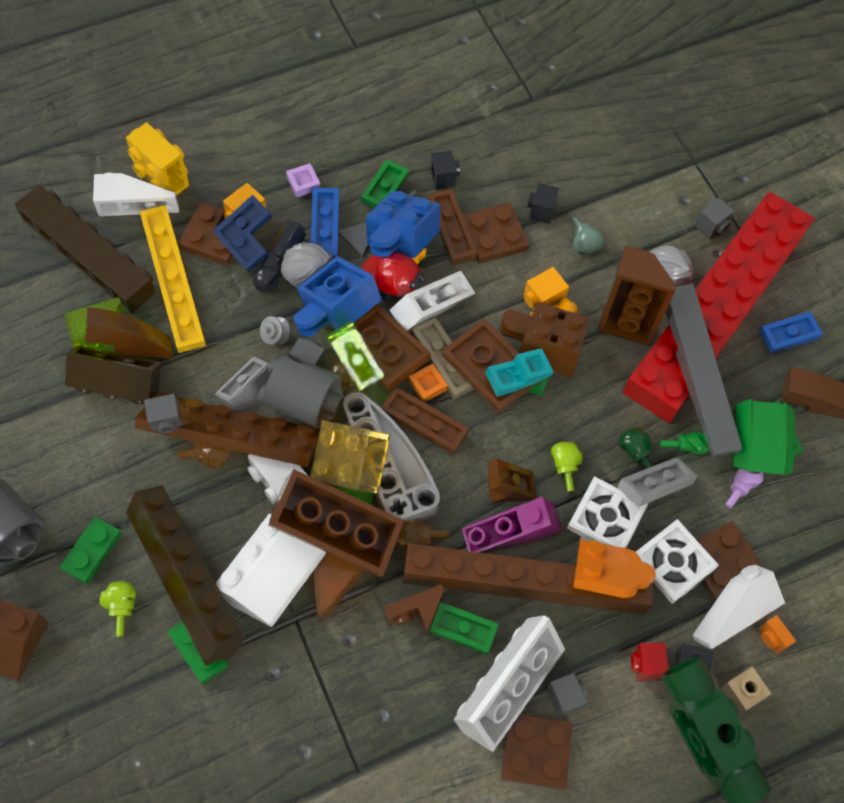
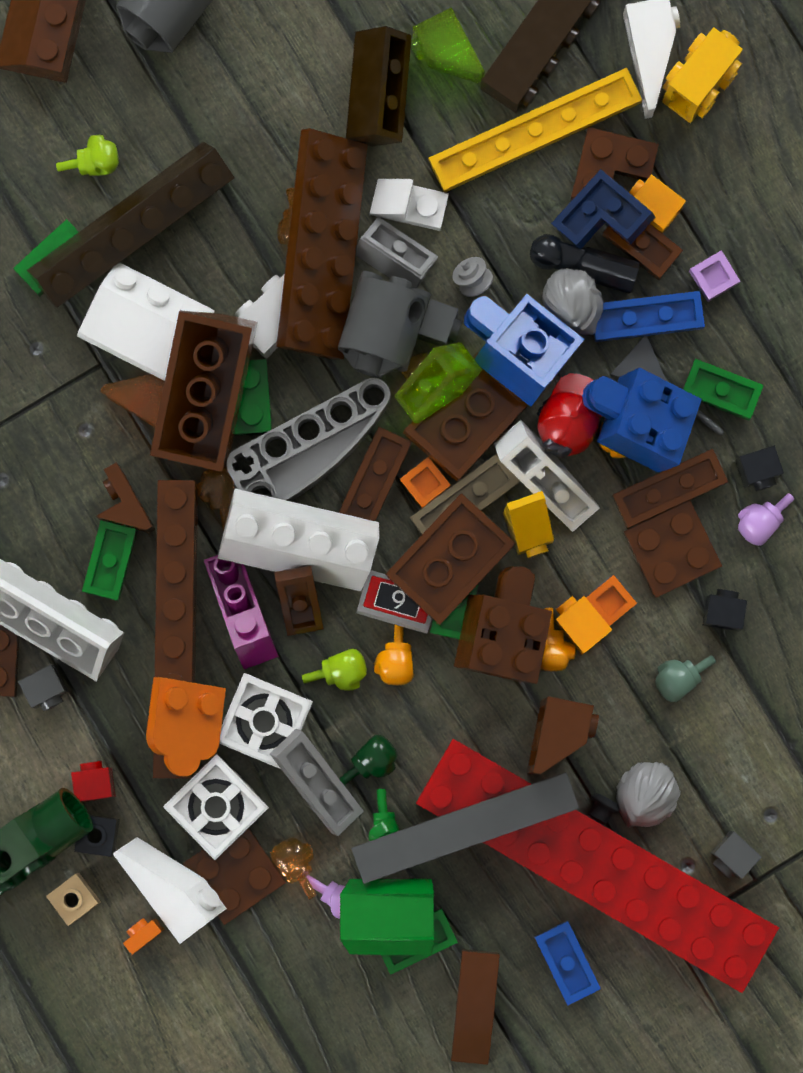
camera: 90 degrees right, 20 degrees up
(90, 550) = (155, 111): green plate -> none
(127, 334) = (430, 93): reddish brown slope -> none
(163, 413) = (309, 161): dark grey plate -> none
(208, 370) = (408, 203): none -> white slope
(281, 211) = (650, 248): none -> reddish brown plate
(350, 456) = (294, 395): clear yellow brick -> none
(462, 472) = (293, 535): none -> white slope
(467, 306) = (529, 524): none -> yellow slope
(480, 175) = (761, 521): none -> lavender piece
(518, 417) = (388, 603): none -> slope
(520, 373) = (436, 593): teal slope -> none
(527, 269) = (611, 600): none -> orange plate
(564, 421) = (395, 662): none -> light orange piece
(715, 511) = (293, 862): none -> clear orange piece

